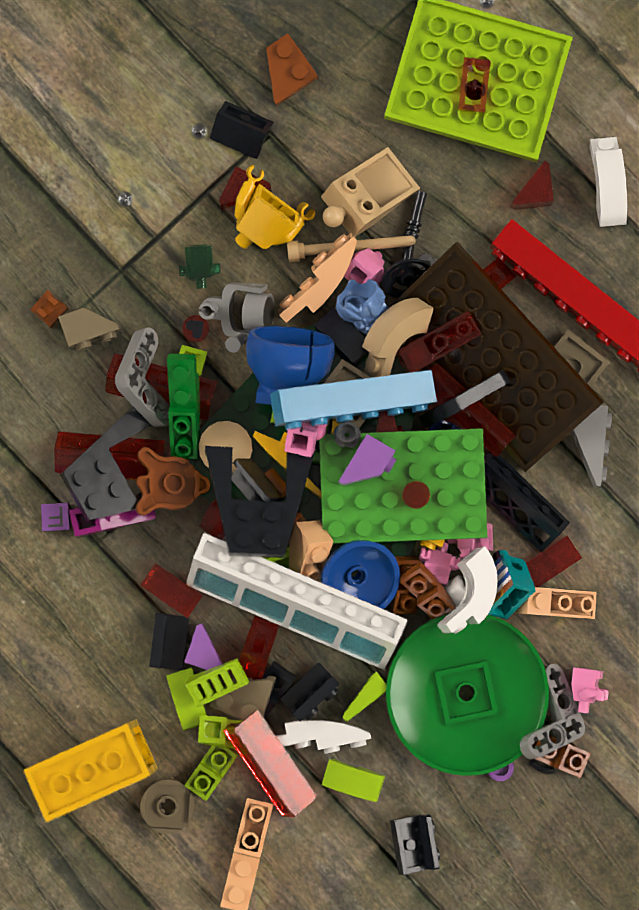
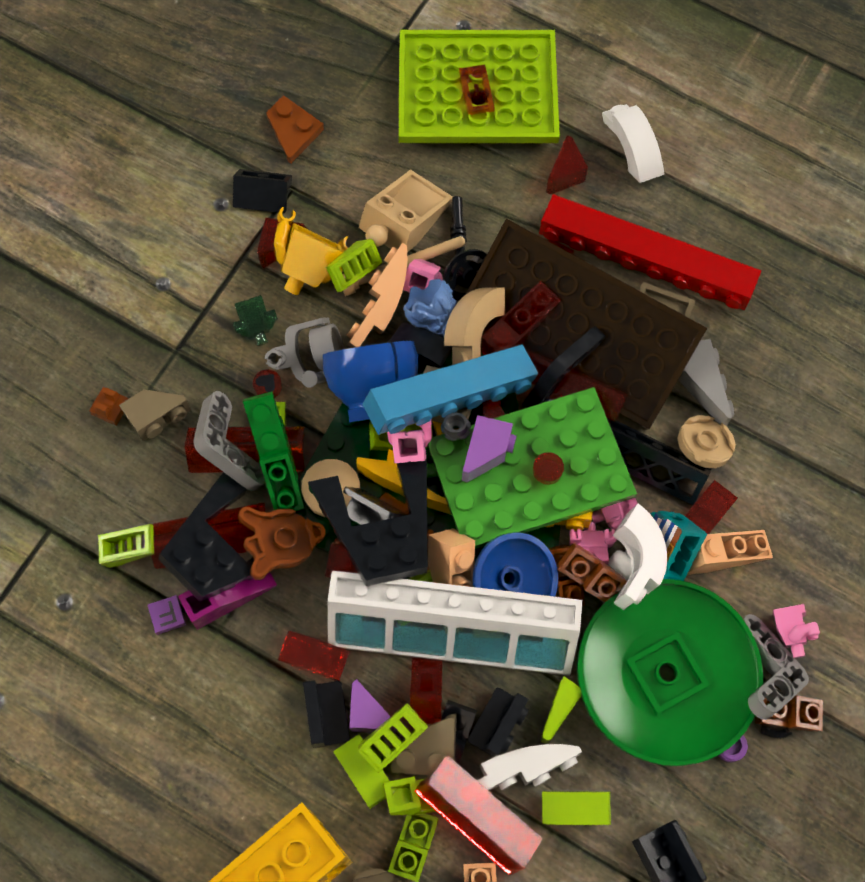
camera: 15 degrees left, 15 degrees down
(18, 445) = (108, 541): none -> lime slope
(319, 235) = (361, 251): none -> lime slope
(572, 499) = (706, 442): none -> tan tile

